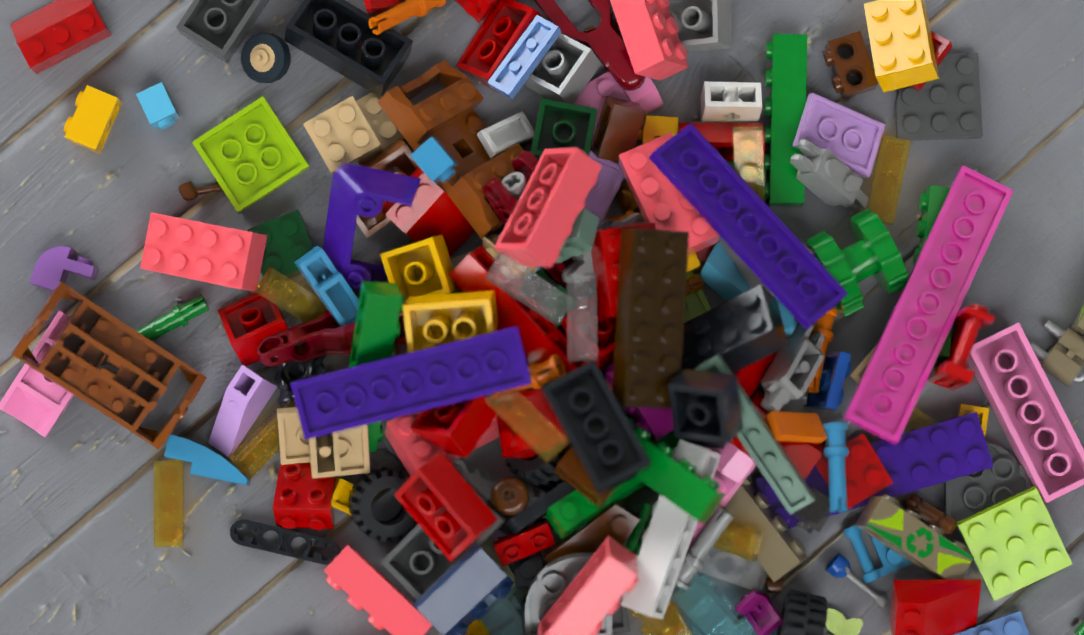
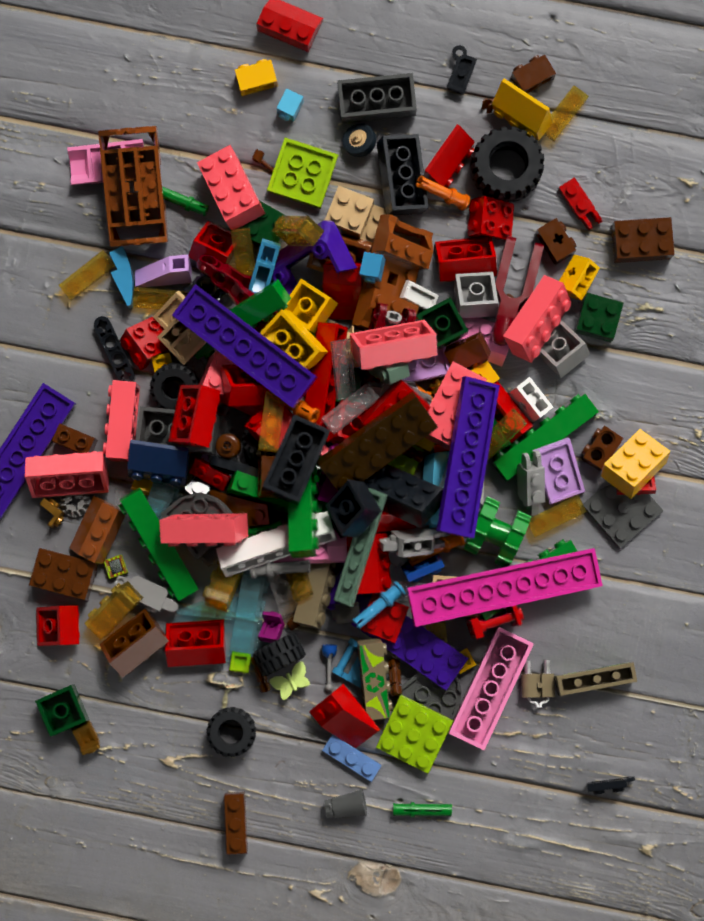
camera: 50 degrees right, 0 degrees up
(56, 264) = (165, 119): medium lavender brick -> none
(321, 212) = (297, 230): none -> clear yellow brick
(524, 57) = (466, 272): plate -> none
(796, 427) = (382, 567): orange tile -> none

